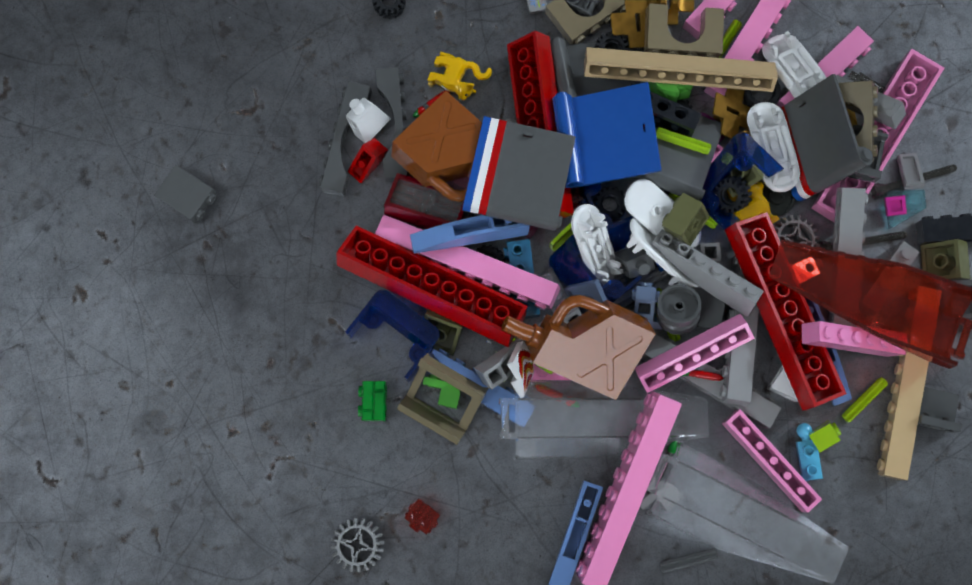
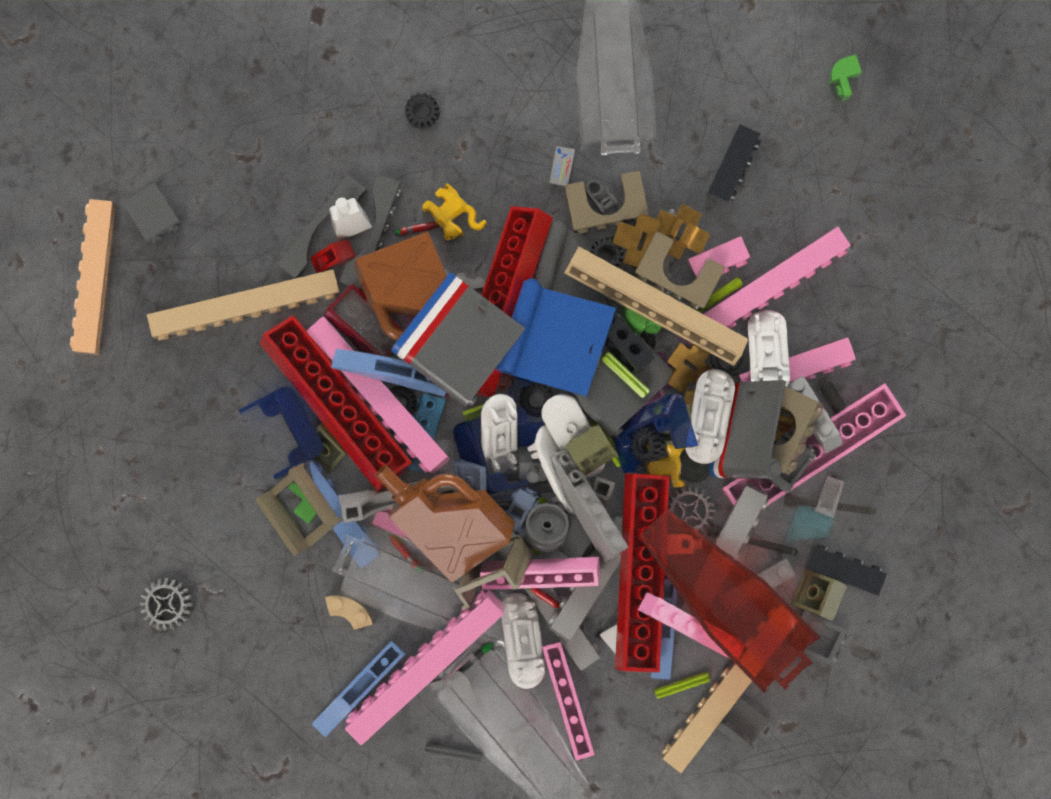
camera: 25 degrees right, 5 degrees up
(157, 275) = (93, 277): none -> light nougat brick
(305, 238) = (243, 304): none -> tan brick
(373, 400) = (237, 482): green brick -> none
(422, 517) = (234, 605): clear red head -> none
(521, 367) = (378, 516): white slope -> none
(531, 470) = (349, 609): none -> tan brick
(671, 357) = (513, 571): none -> dark tan piece
(705, 425) = (523, 641): none -> white piece
(808, 454) = (606, 709): medium azure plate -> none
(825, 435) = (627, 700): lime slope -> none
(895, 205) = (797, 522): dark pink tile -> none

